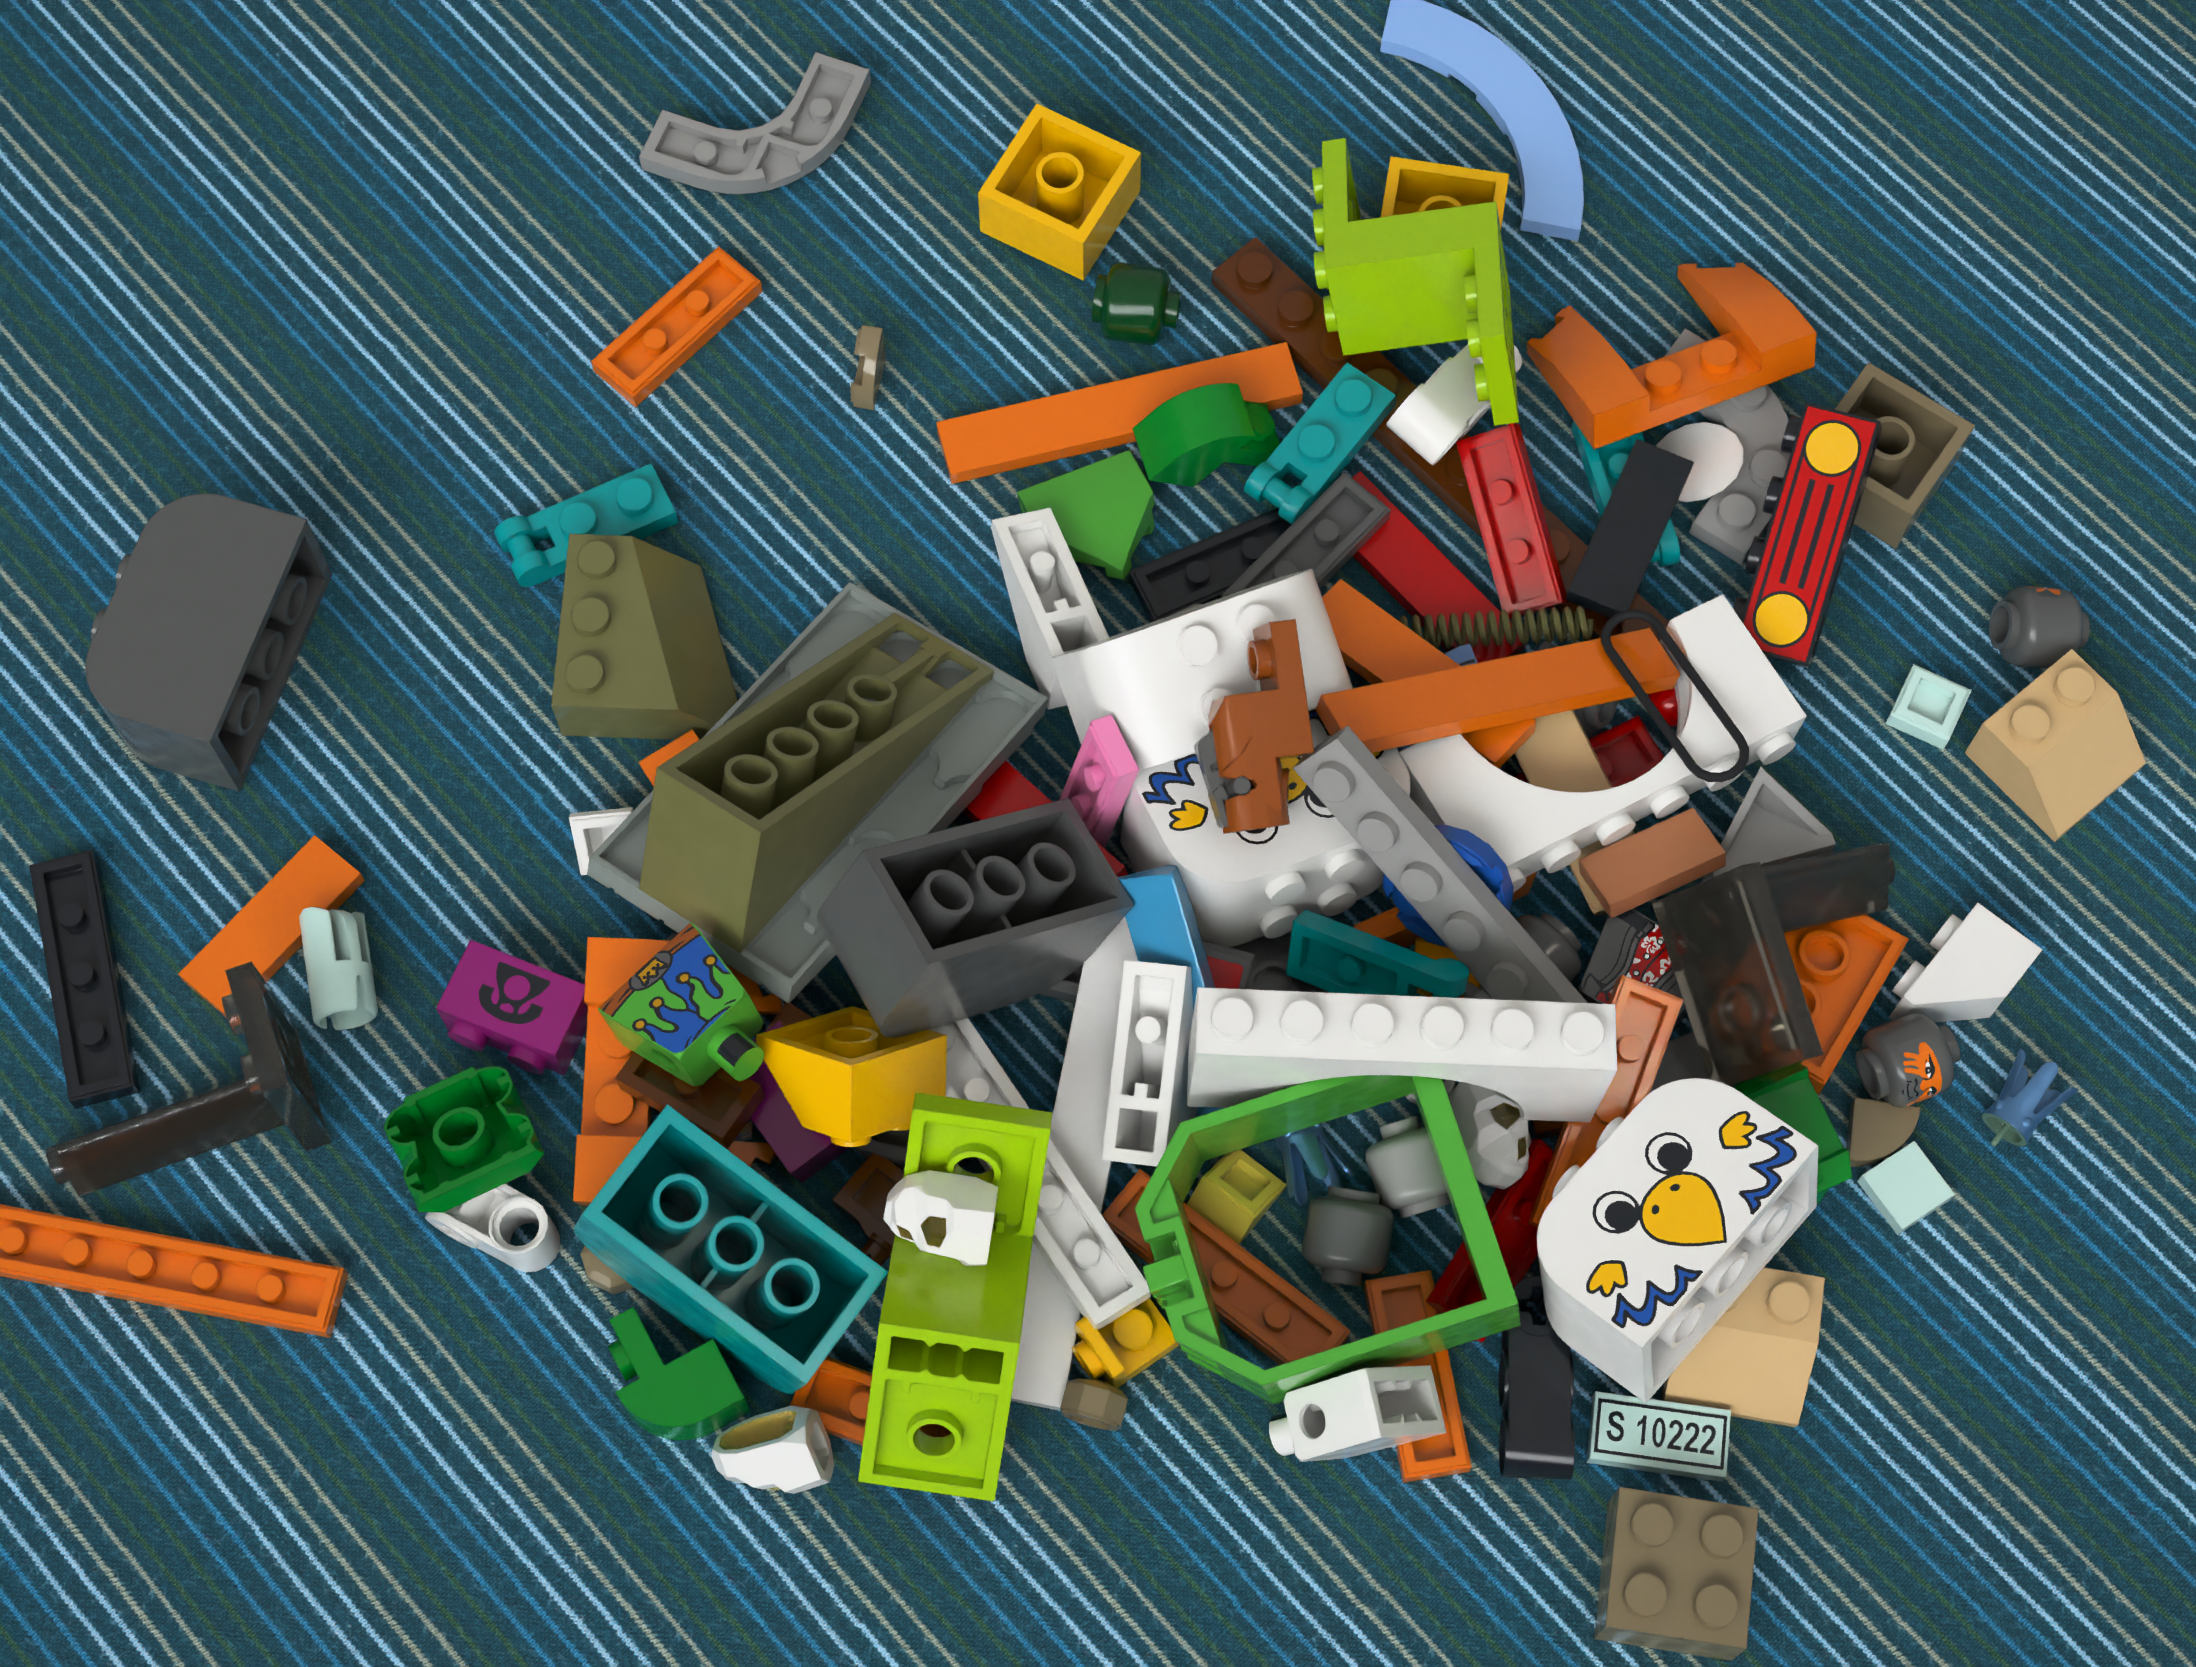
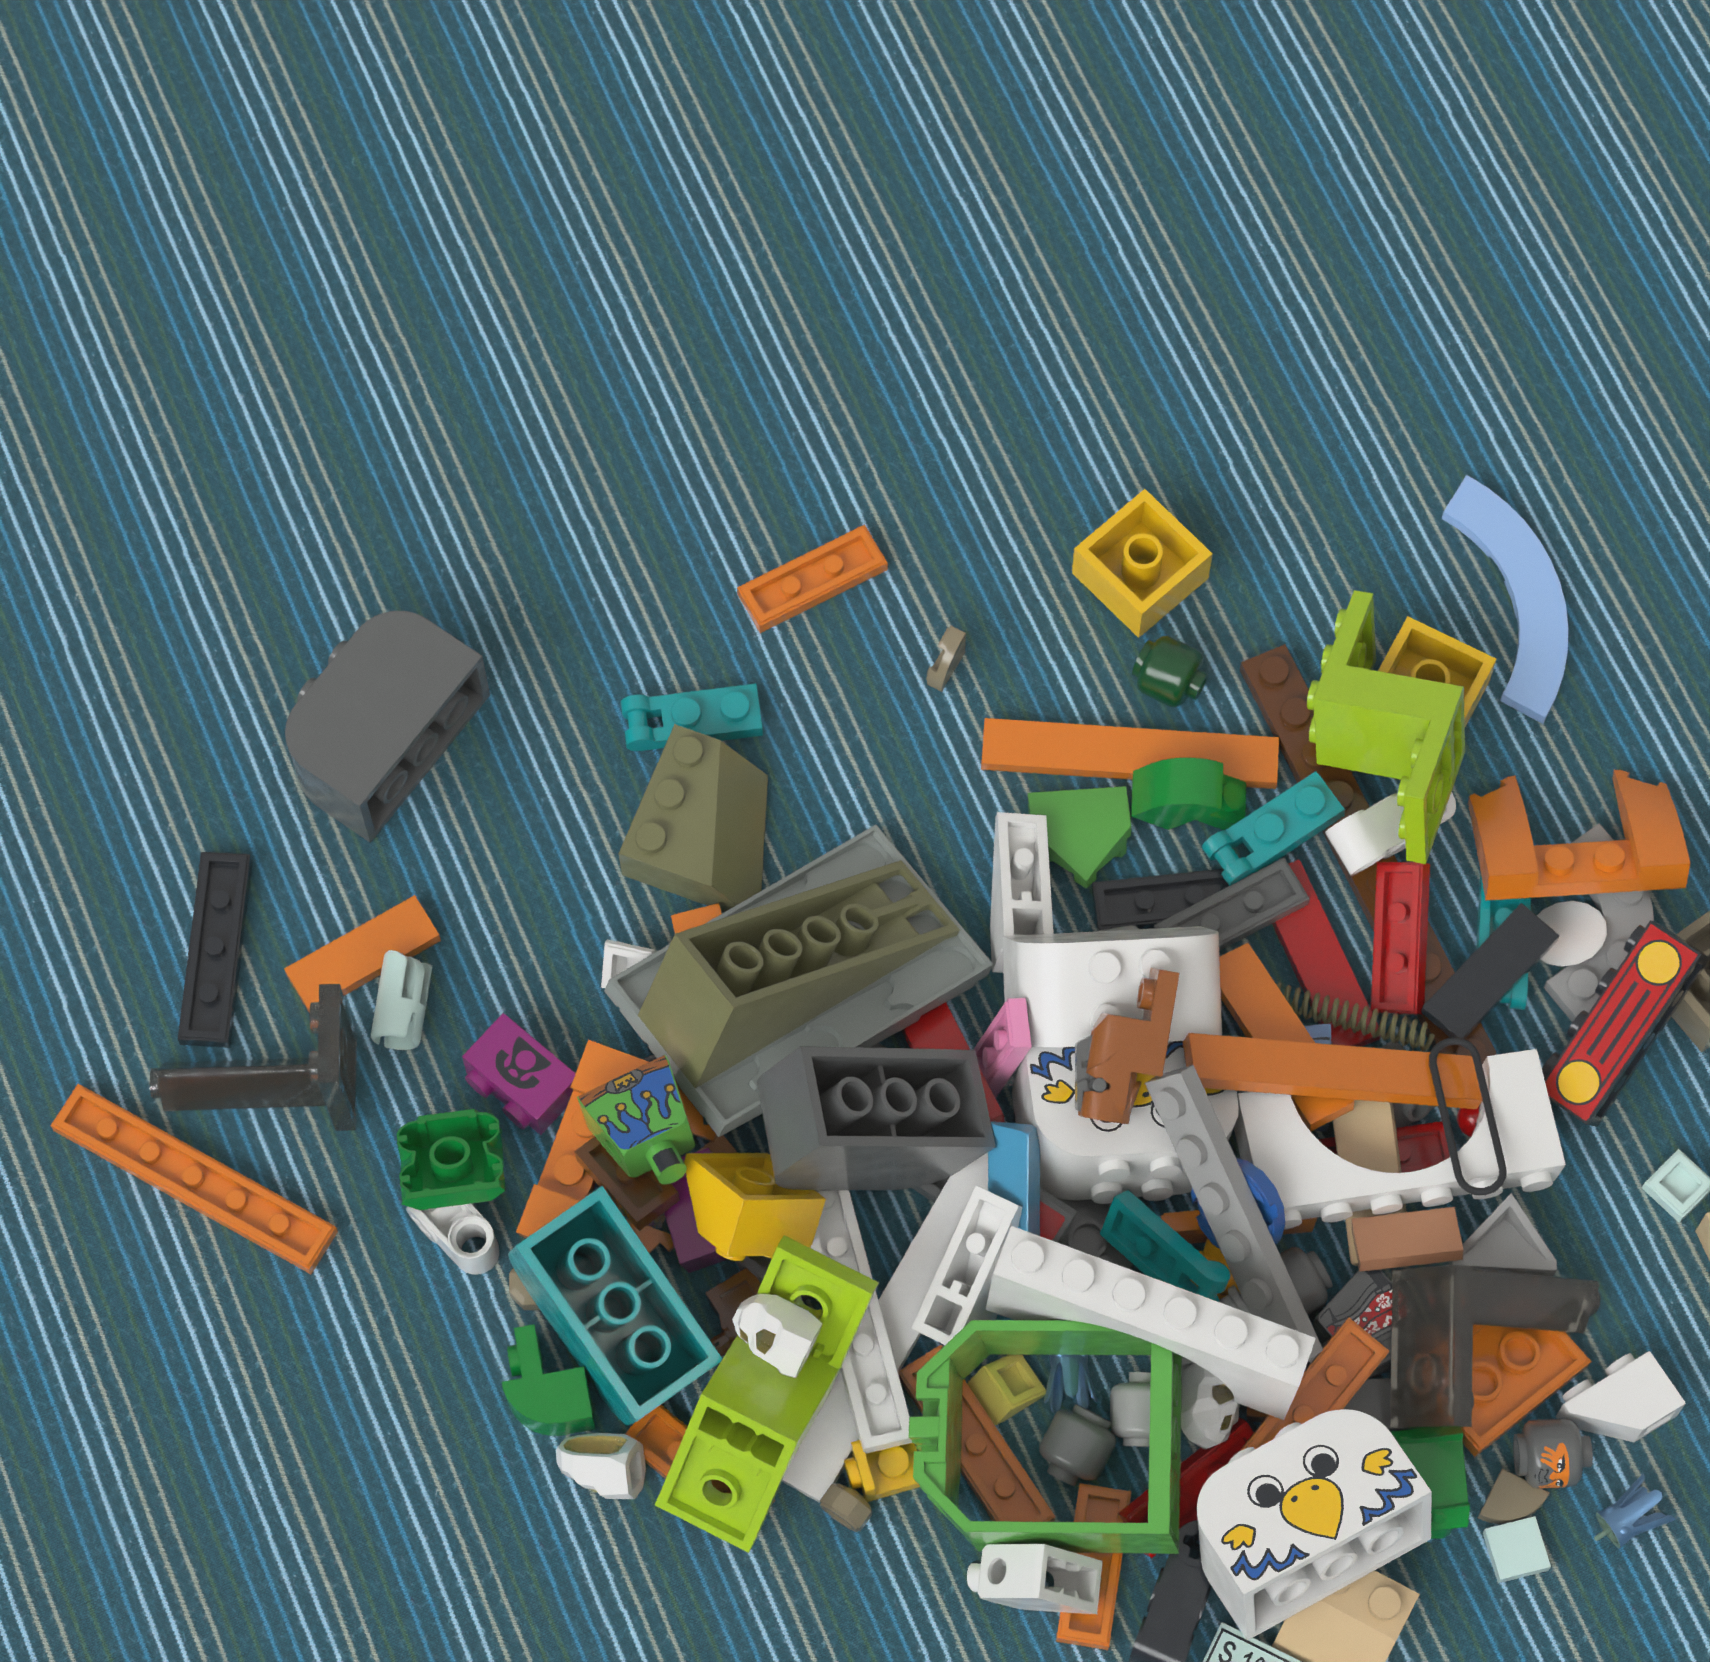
camera: 20 degrees right, 0 degrees up
(767, 154) = (928, 461): light grey plate -> none

